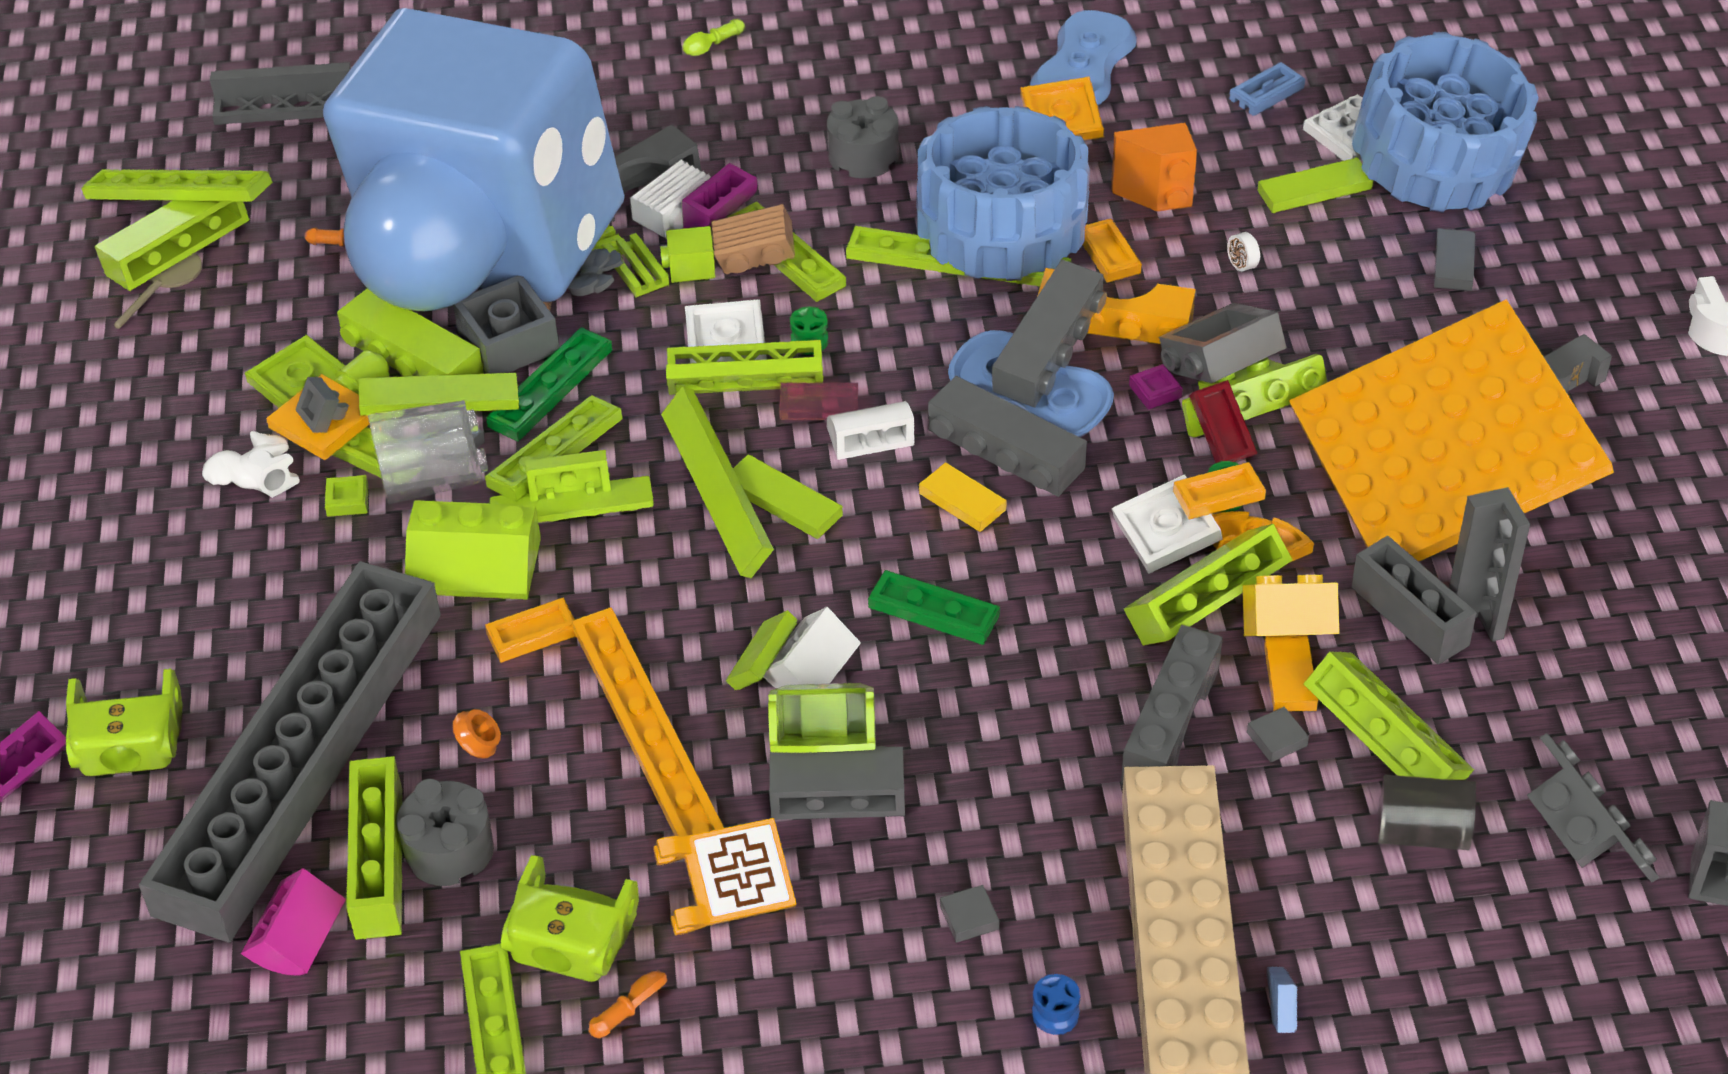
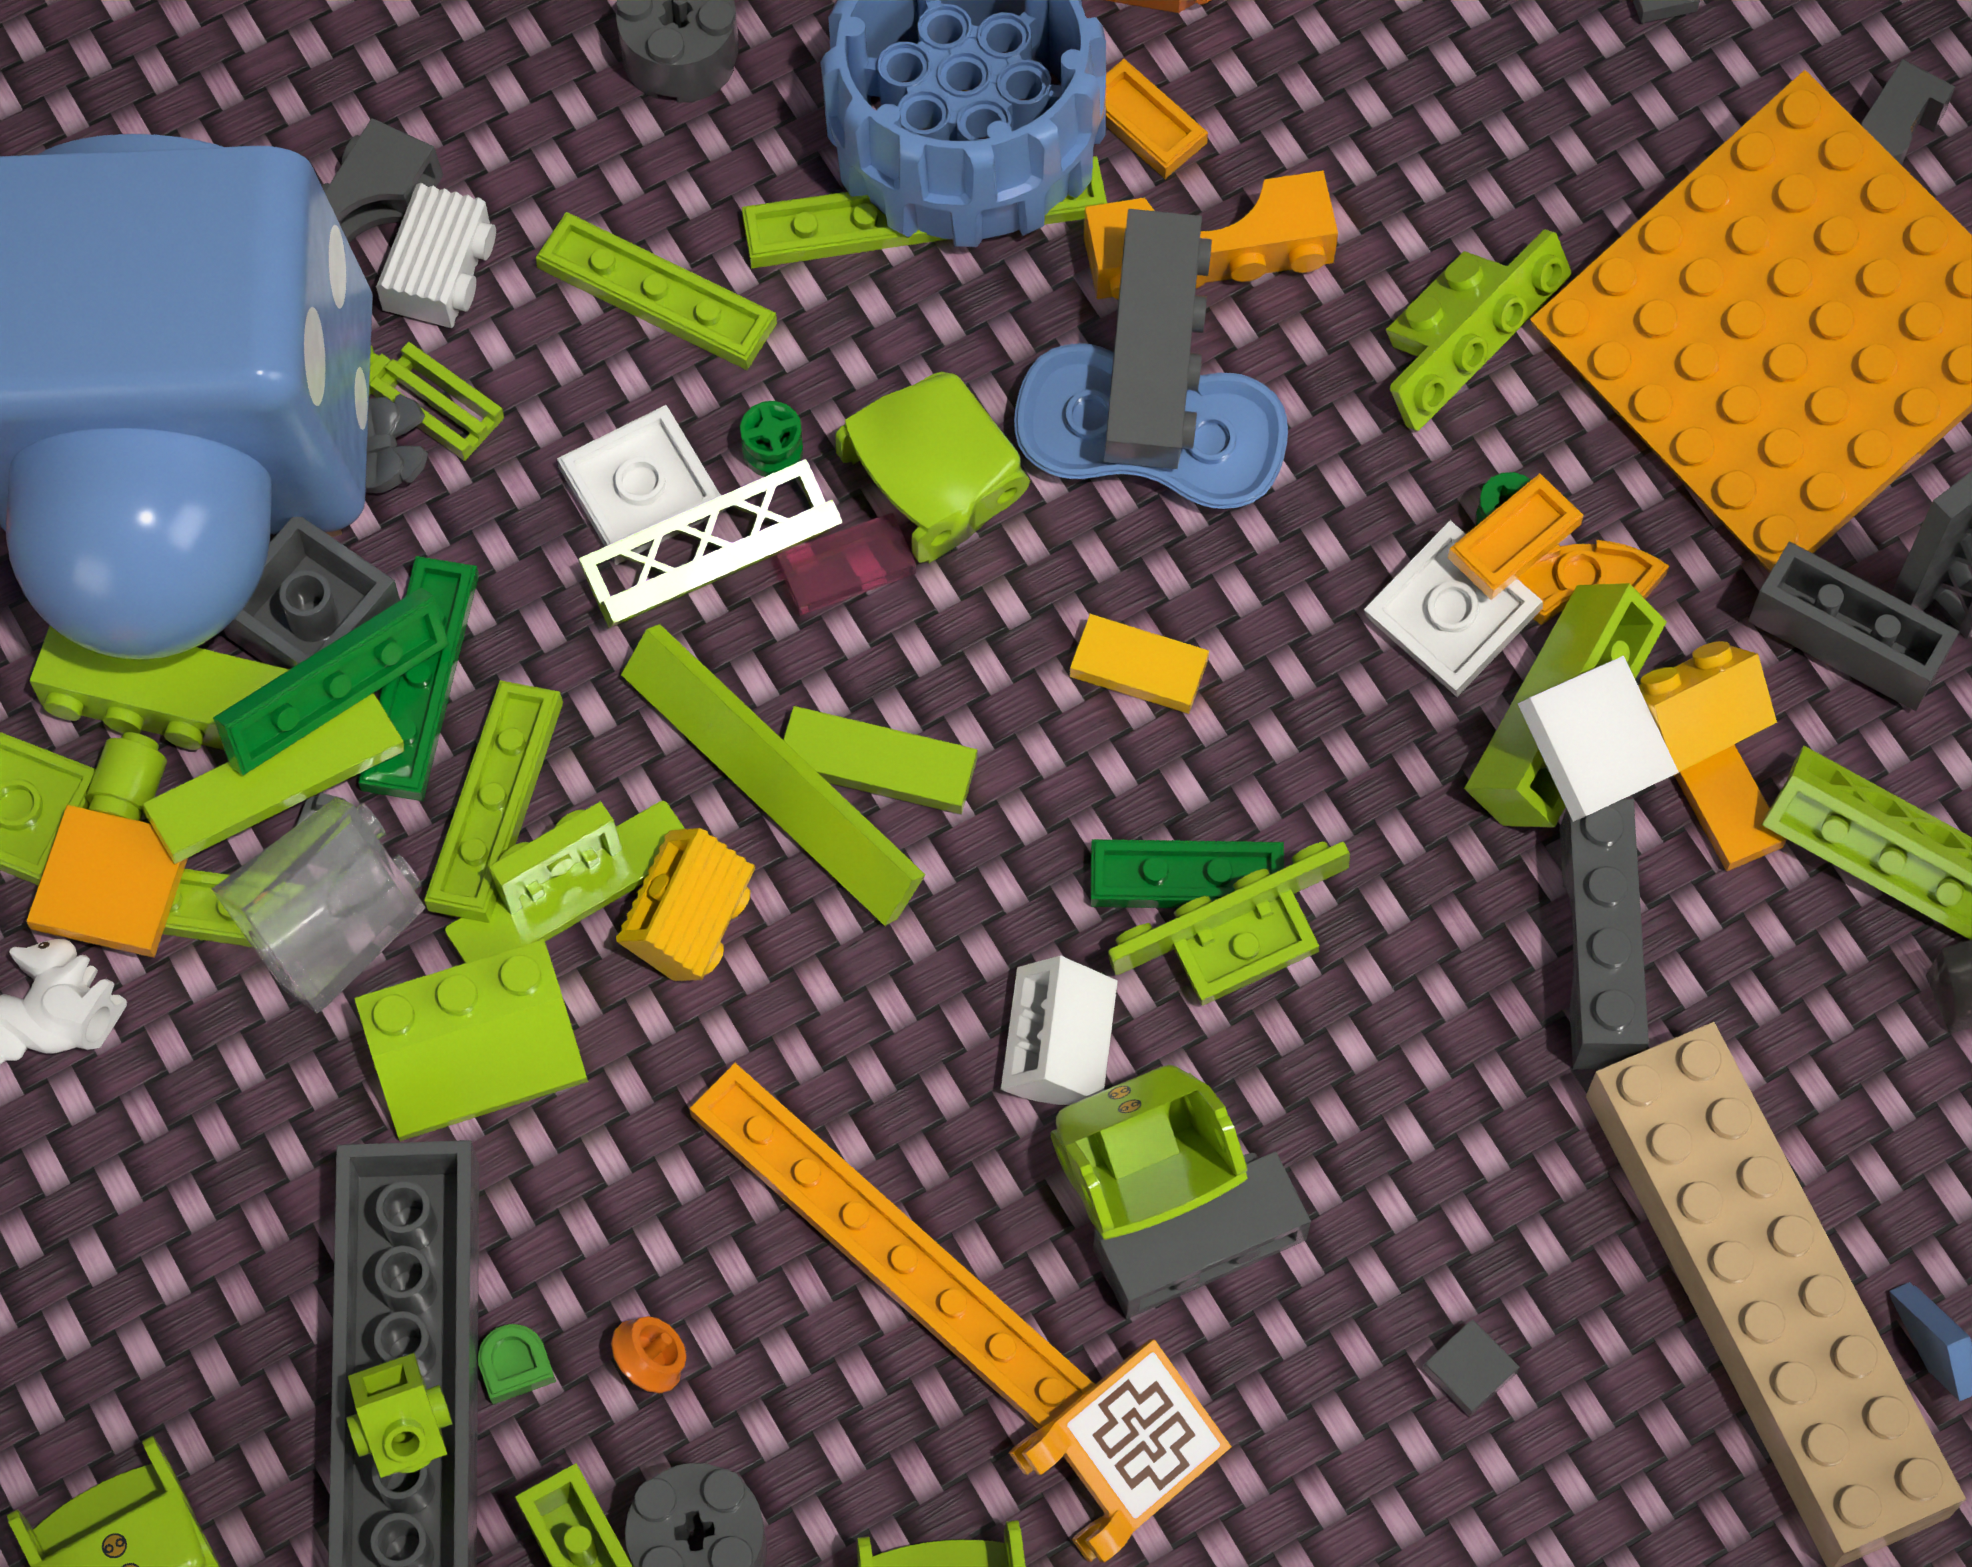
camera: 25 degrees left, 20 degrees up
(303, 687) = (397, 1416): none -> lime brick
(319, 405) = (110, 878): dark grey tile -> none
(346, 495) = (216, 1003): lime tile -> none
(399, 717) = (513, 1362): none -> bright green tile
(493, 353) = (331, 681): none -> green tile
(531, 630) = (626, 1136): light orange tile -> none
(628, 522) = (687, 905): none -> yellow brick
(689, 254) = (516, 357): lime brick -> none
(718, 197) = (514, 240): magenta brick -> none
(753, 239) = (610, 301): medium nougat brick -> none
(762, 650) = (986, 1051): lime tile -> none
(871, 430) = (952, 590): white brick -> none
(893, 359) = (935, 460): none -> lime piece
(945, 634) = (1240, 934): none -> lime bracket
(1007, 436) = (1158, 535): dark grey brick -> none
(1052, 992) = (1655, 1453): blue wheel -> none
(1155, 386) = (1325, 357): magenta tile -> none
(1211, 590) = (1598, 738): none -> white tile
(1222, 342) = (1459, 238): dark grey window -> none
(1223, 423) = (1462, 405): dark red tile -> none
(1243, 251) = (1349, 59): white tile -> none
(1277, 734) = (1751, 912): dark grey tile -> none

